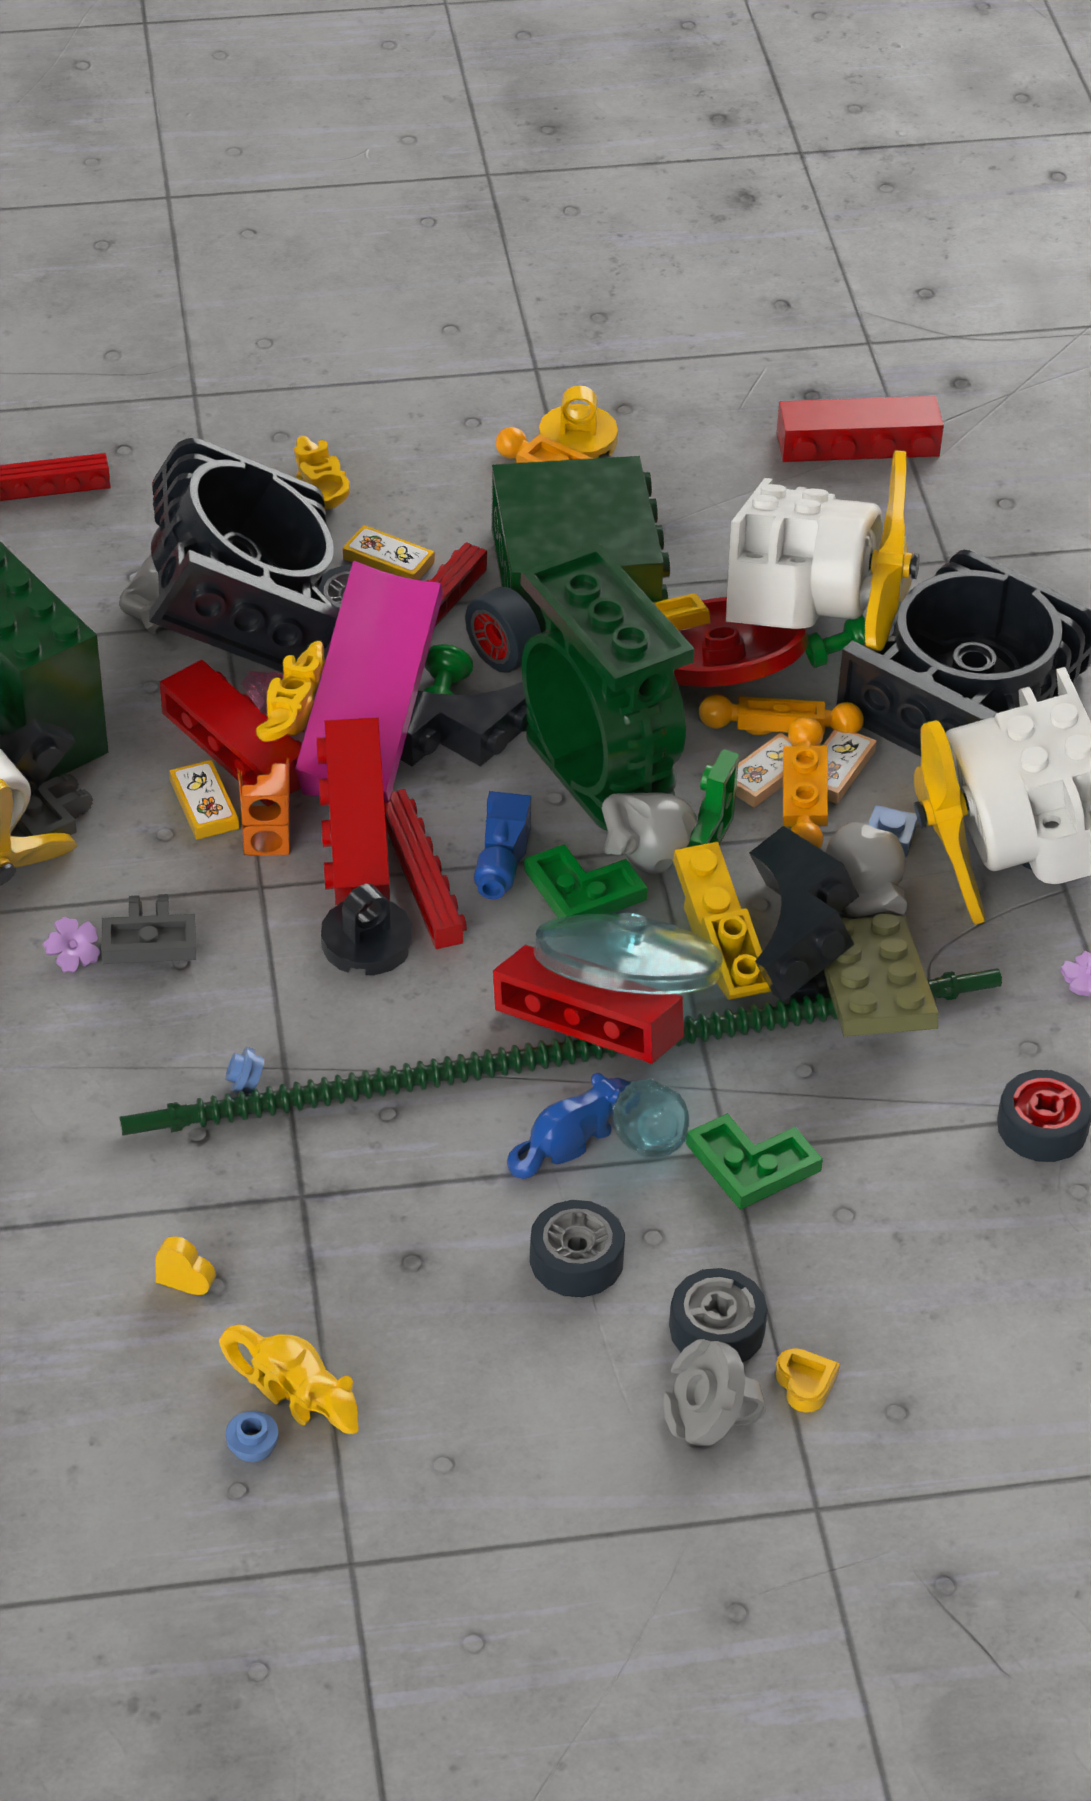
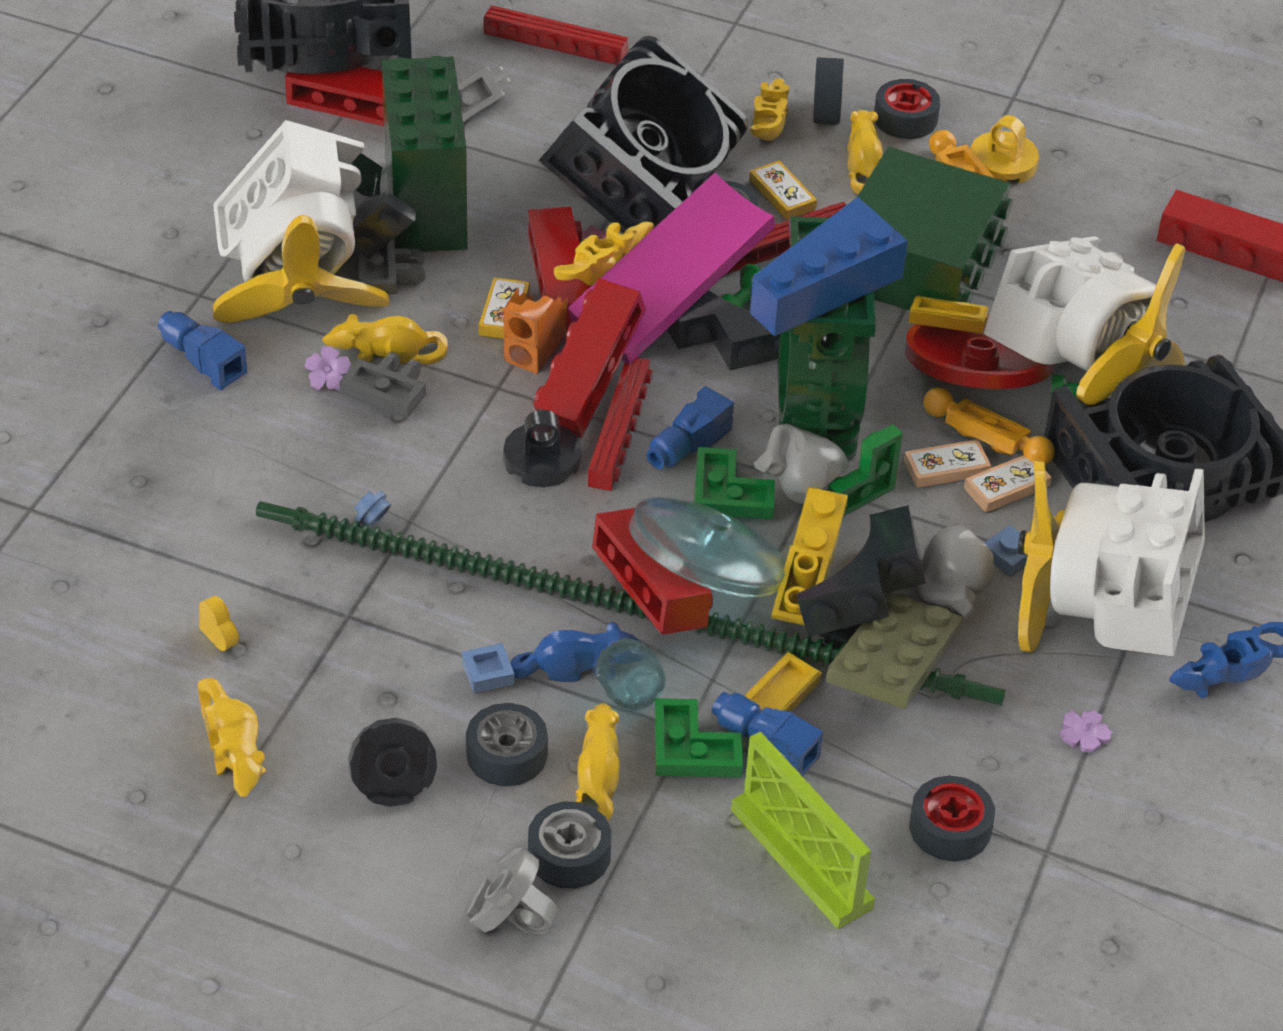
camera: 30 degrees right, 0 degrees up
(111, 885) = (387, 335): none -> yellow animal
(252, 1447) = (175, 771): medium blue plate -> none
(363, 430) = (828, 90): none -> black wheel
(444, 482) = (863, 147): none -> yellow animal
(447, 419) = (907, 108): none -> black wheel
(491, 1319) = (392, 761): none -> black tile
(496, 1180) = (488, 668): none -> medium blue plate
(619, 607) = (828, 268): none -> blue wedge
(682, 1220) = (599, 760): none -> yellow animal
(789, 1070) = (785, 684): none -> yellow tile
(805, 780) = (961, 485): light orange plate -> none
(806, 1378) = (604, 923): yellow tile -> none
(823, 1114) = (788, 733): none -> blue piece
(932, 1211) = (804, 834): none -> lime fence

